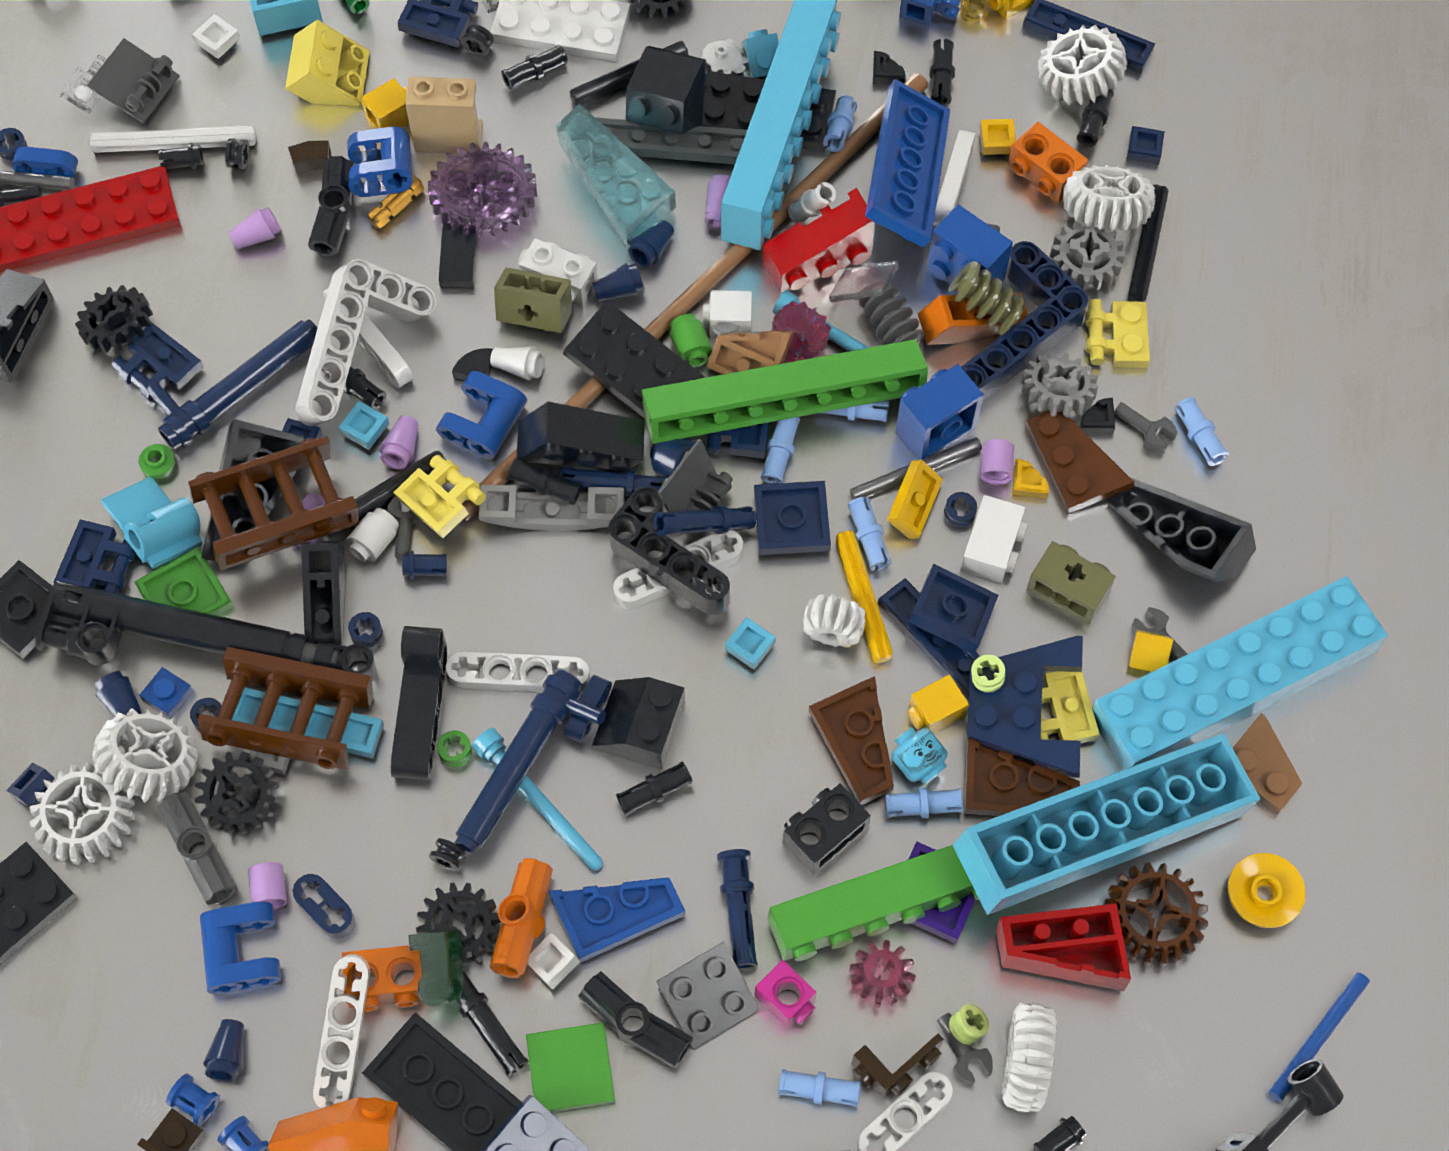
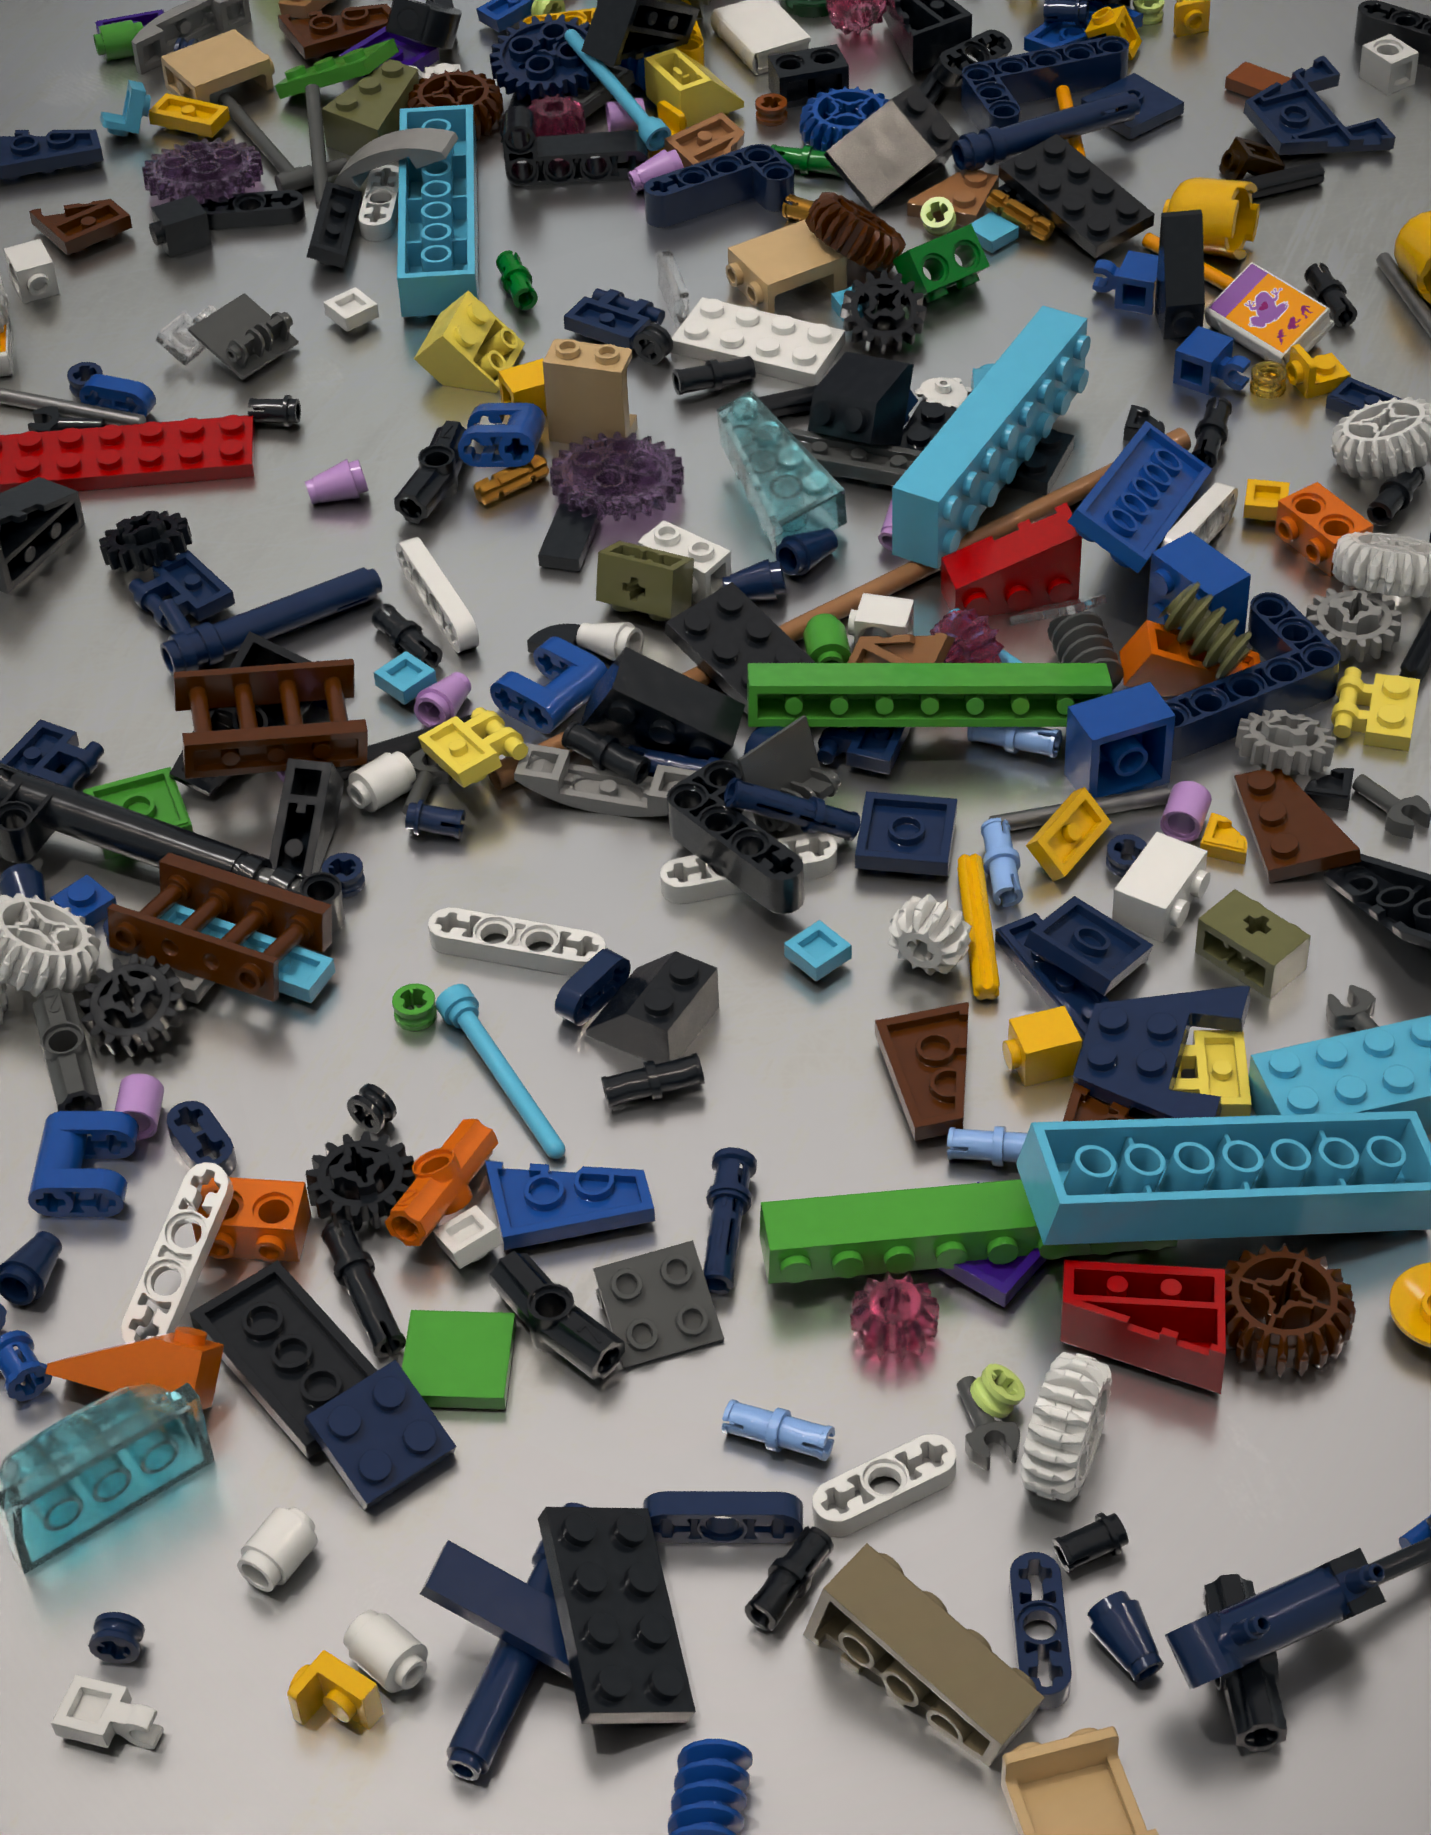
camera: 15 degrees right, 20 degrees down
(154, 524) = (126, 736): medium azure piece -> none
(162, 467) = (150, 683): bright green plate -> none
(169, 138) = (241, 391): white axle -> none
(237, 153) = (339, 413): black bush -> none
(309, 155) = (421, 425): dark brown piece -> none
(347, 329) = (405, 567): white beam -> none
(419, 702) = (387, 944): black beam -> none
(440, 966) = (321, 1203): clear green leg -> none
(547, 712) = (538, 973): dark blue cylinder -> none
(779, 450) = (912, 762): light blue pin -> none
(780, 979) = (760, 1318): dark pink brick -> none
(811, 202) = (1016, 511): white pin -> none
(833, 834) = (863, 1150): black brick -> none
(840, 123) = (1070, 463): light blue pin -> none
(873, 1072) = (876, 1435): dark brown bracket -> none
(919, 755) = (1006, 1092): medium azure head -> none
(982, 682) = (1117, 1017): yellowish green bush -> none
(1150, 651) = (1341, 1019): yellow tile -> none

